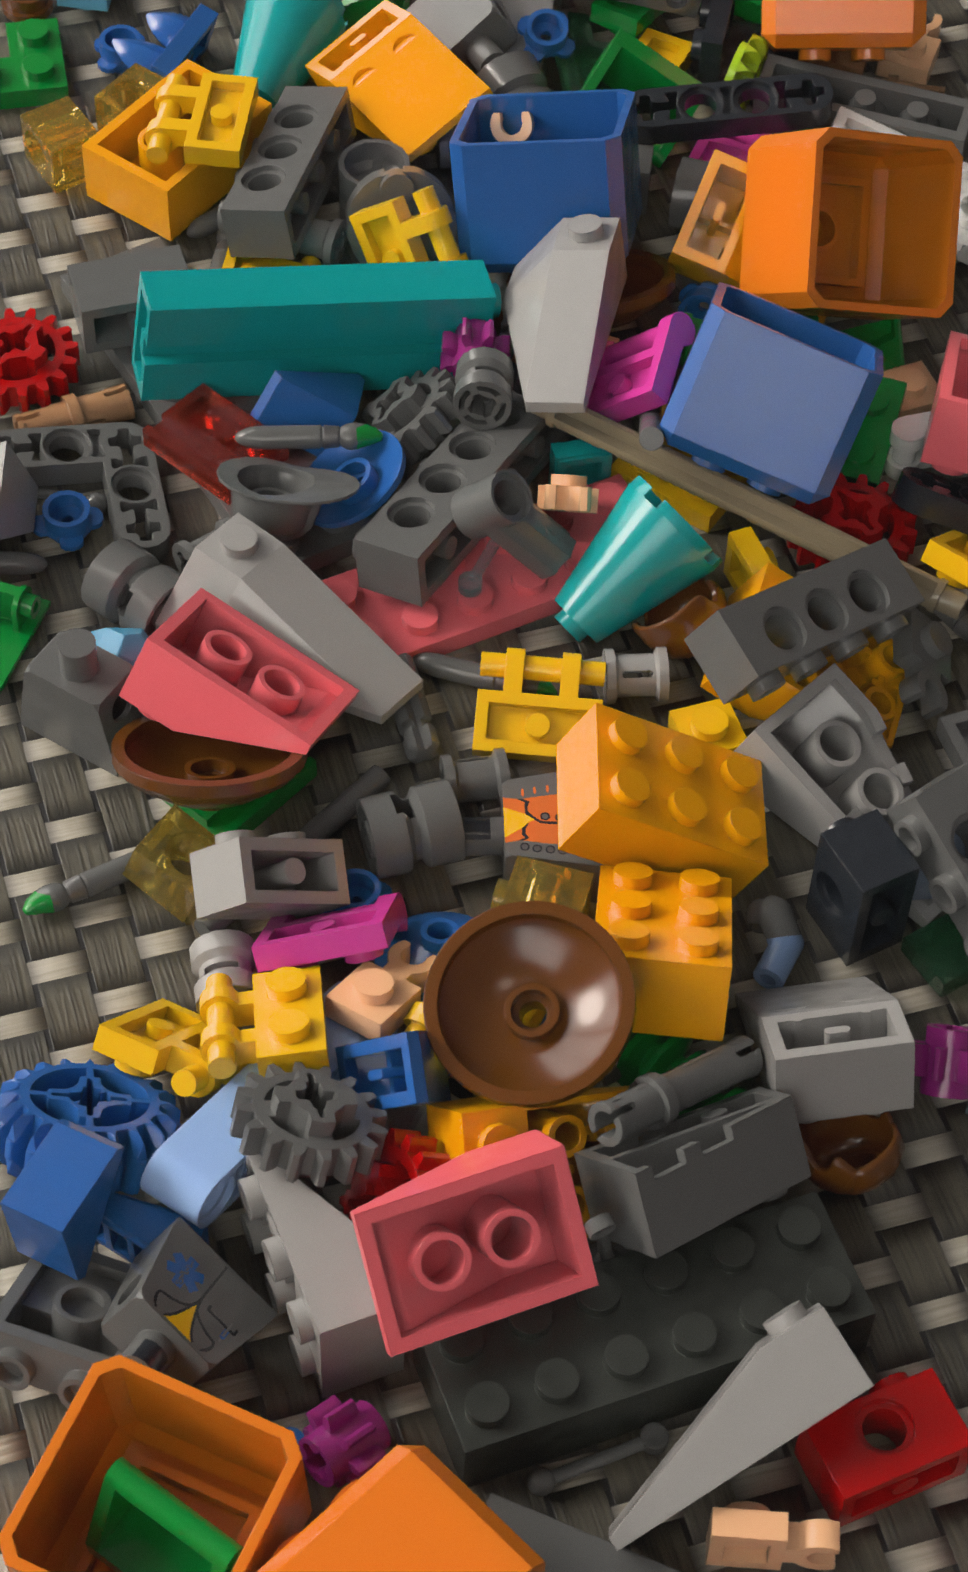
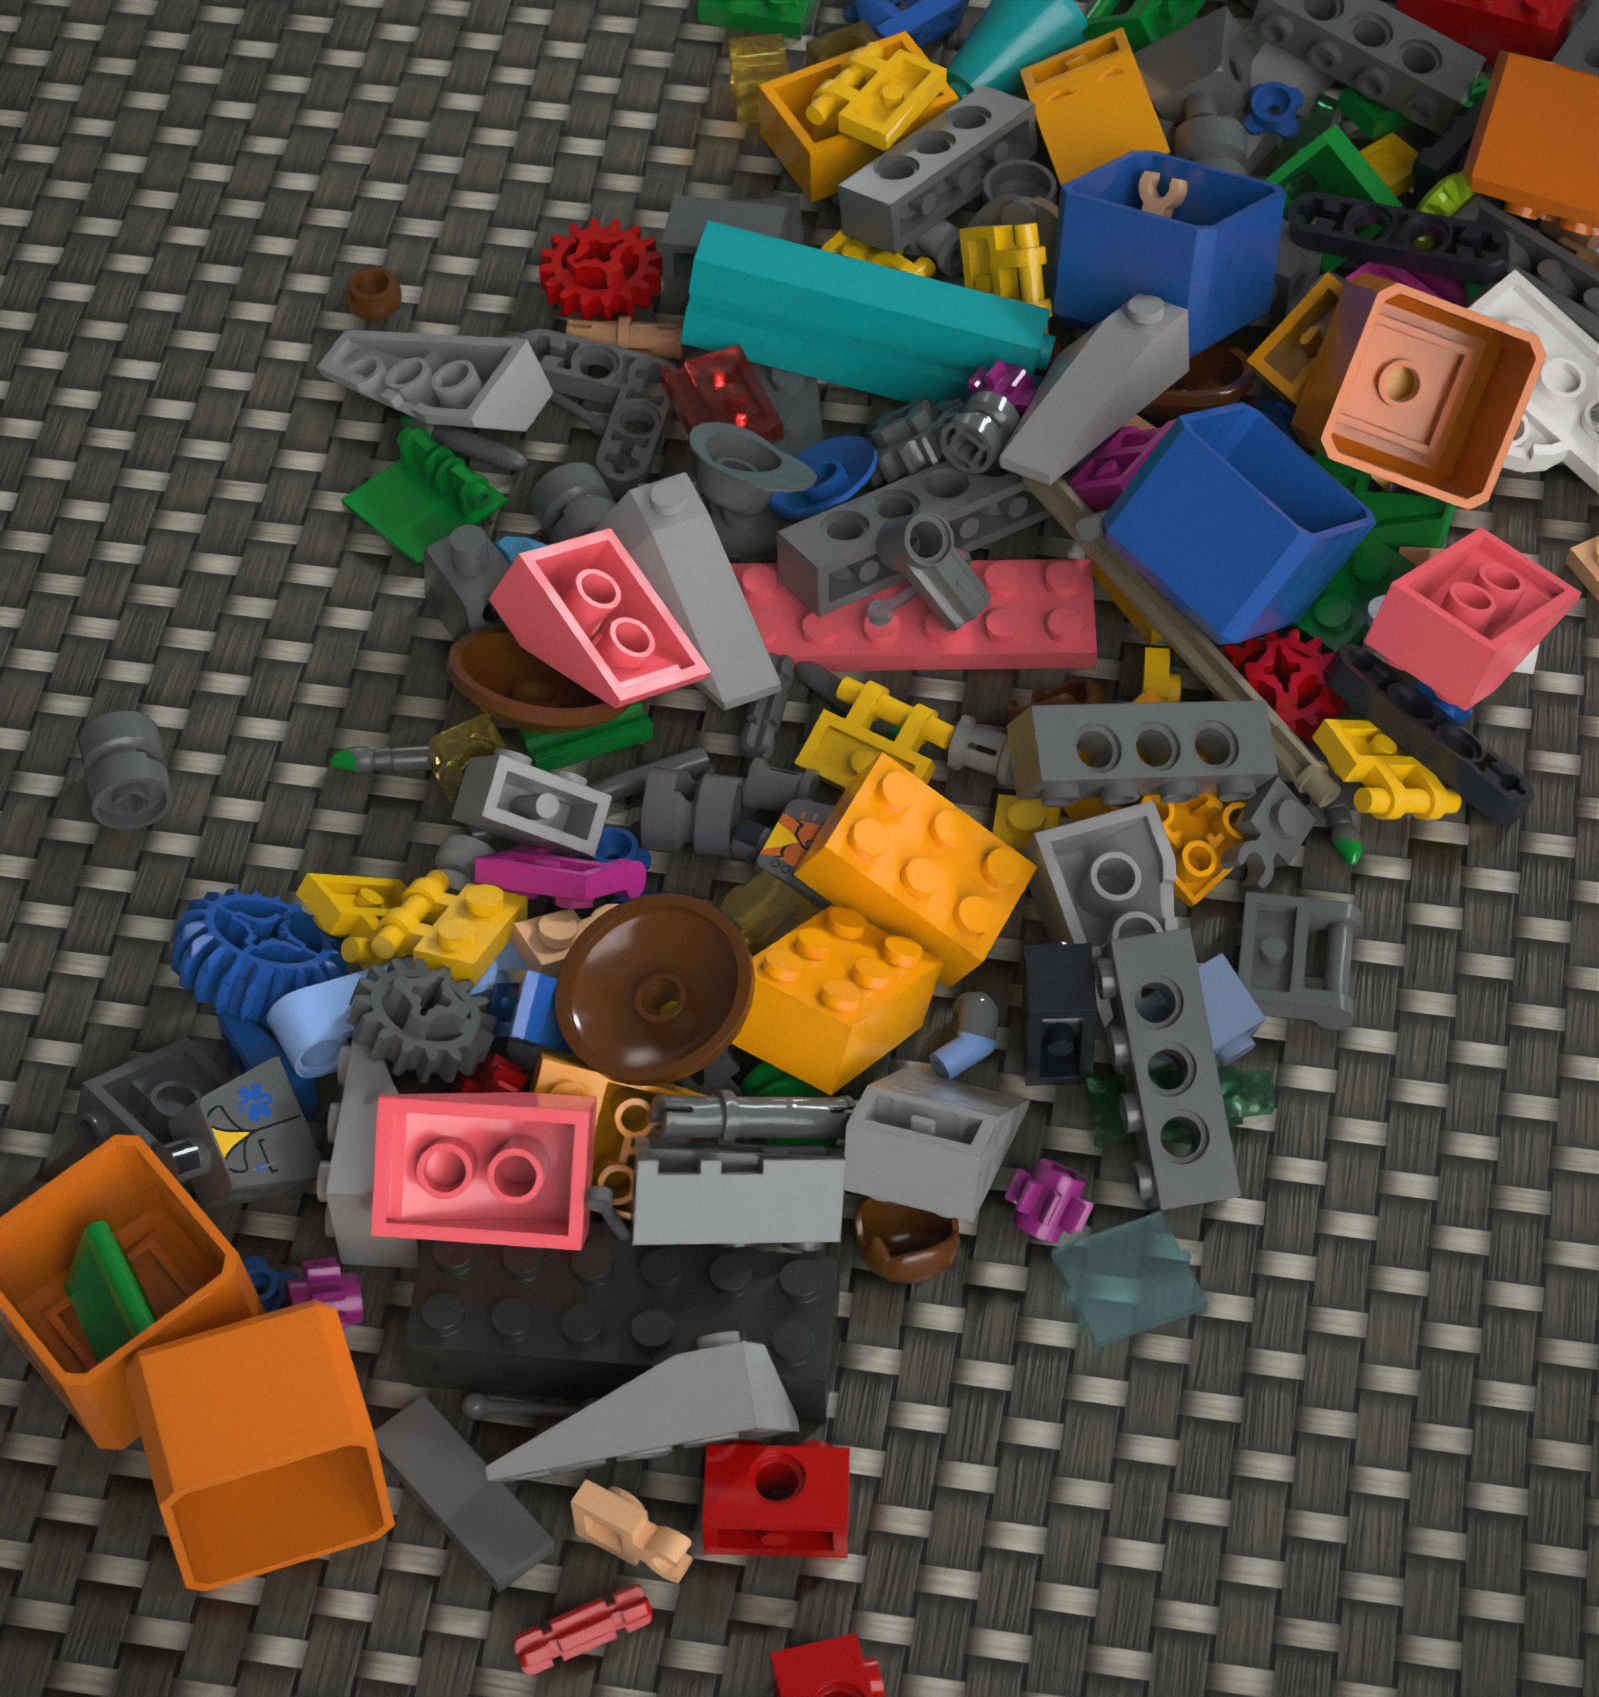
camera: 30 degrees right, 0 degrees up
(62, 1197) = (193, 1002): blue slope -> none
(67, 519) = (564, 431): blue plate -> none
(309, 399) = (827, 398): blue slope -> none
(349, 436) = (834, 436): dark grey piece -> none
(568, 494) = (1008, 561): light nougat plate -> none
(579, 459) = (1048, 538): teal tile -> none
(632, 565) = (1035, 644): teal cone -> none

